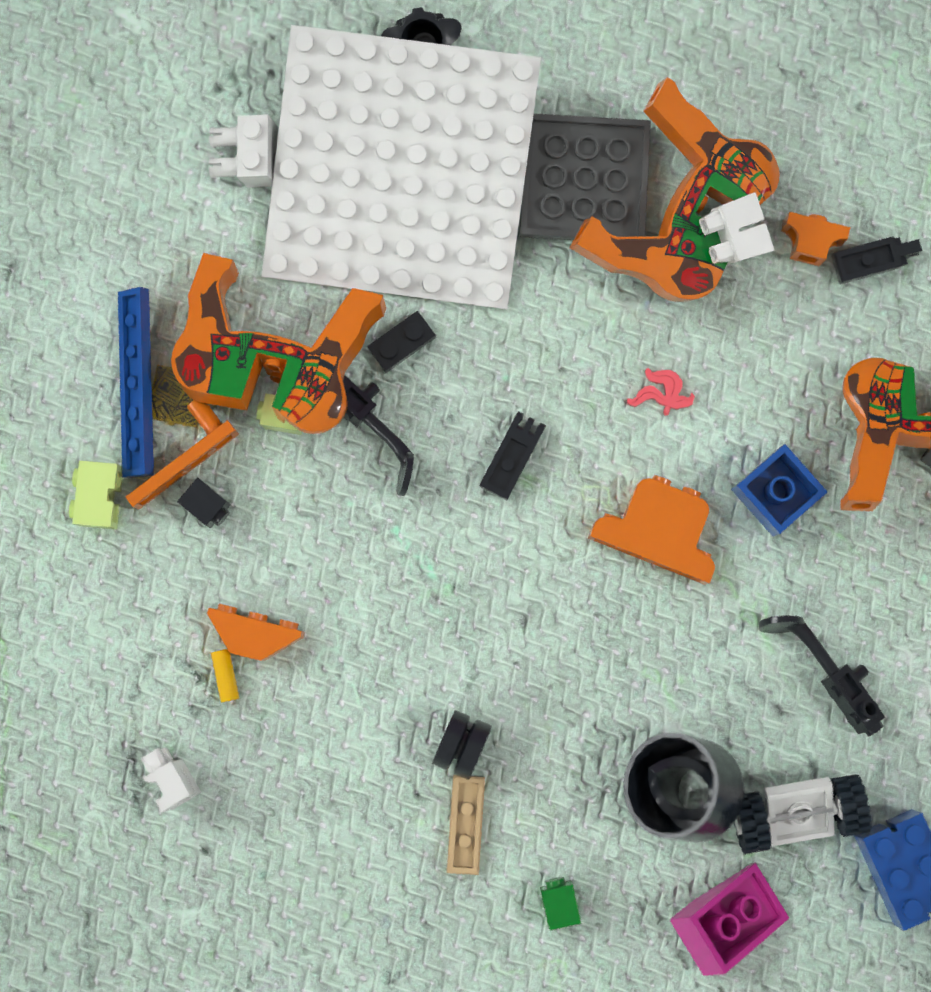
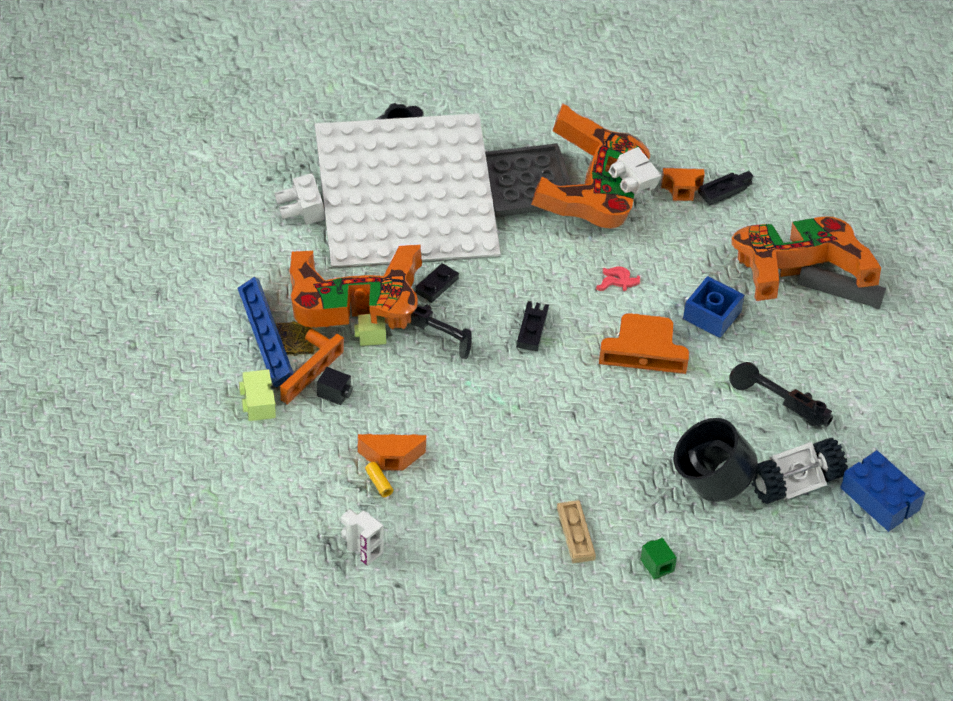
camera: 20 degrees left, 35 degrees down
(462, 744) = (557, 477): black wheel -> none
(729, 921) = (775, 544): dark pink slope -> none

